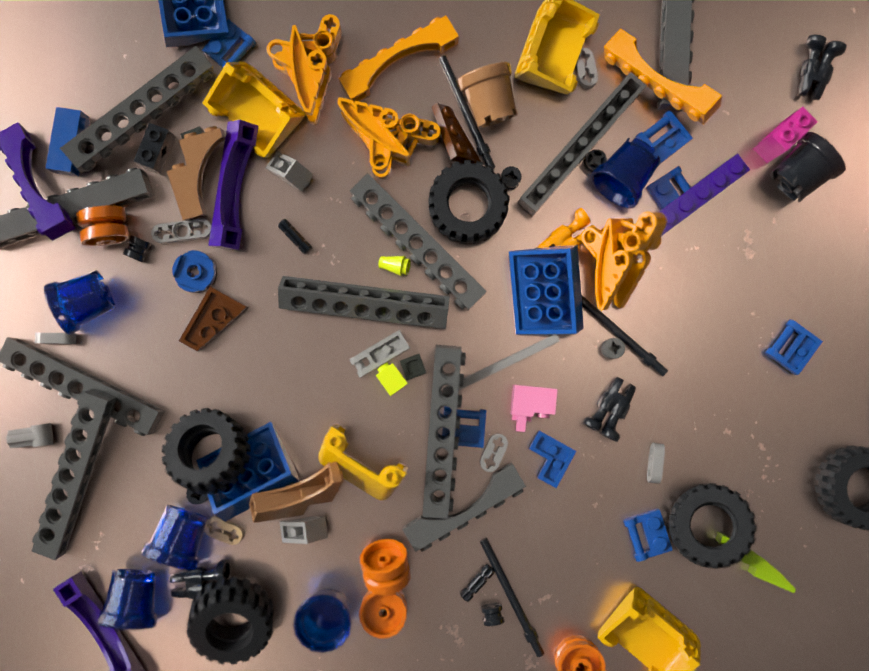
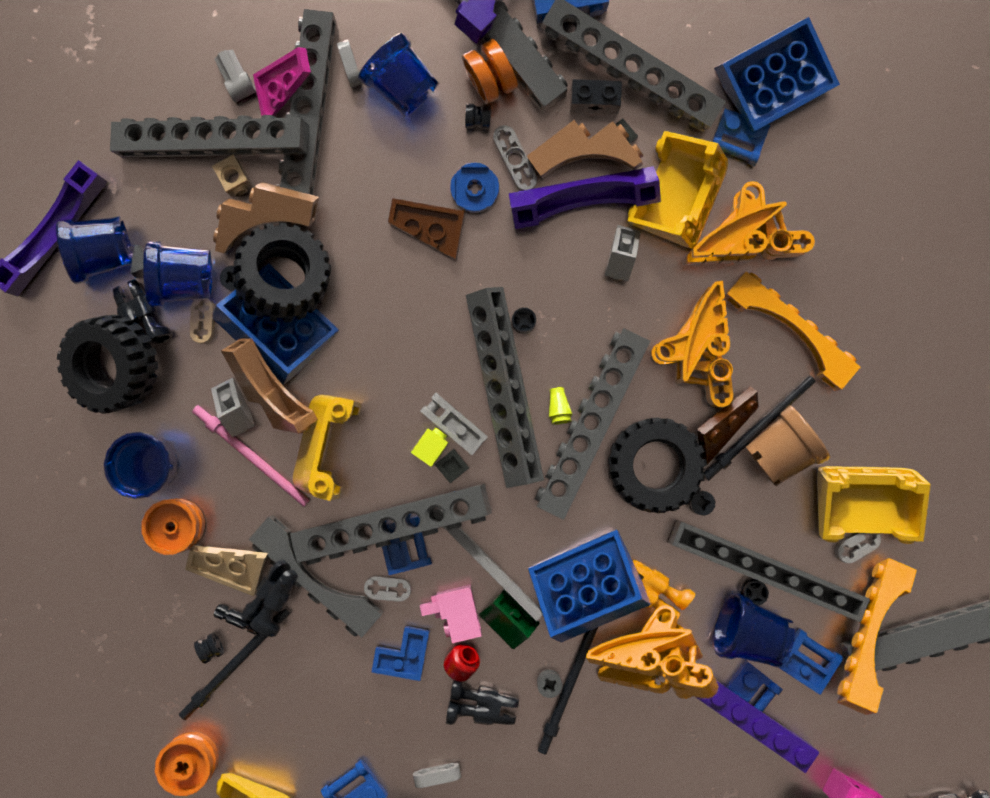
camera: 75 degrees right, 0 degrees up
(47, 398) = (280, 80): none -> dark pink wing
(105, 468) = (225, 169): none -> tan brick
(147, 443) = (268, 204): none -> medium nougat arch
(157, 568) = (137, 261): none -> dark grey slope
(294, 236) = (552, 284): black axle -> none
(313, 267) = (523, 316): none -> black wheel
(314, 548) = (214, 425): none -> bright pink bar
(385, 567) = (221, 512): orange wheel -> none
(432, 576) = (230, 567): none -> tan wing
(466, 546) = (271, 597): none -> black piece
(551, 363) = (509, 619): none -> dark green panel
(573, 412) = (461, 662): none -> red head

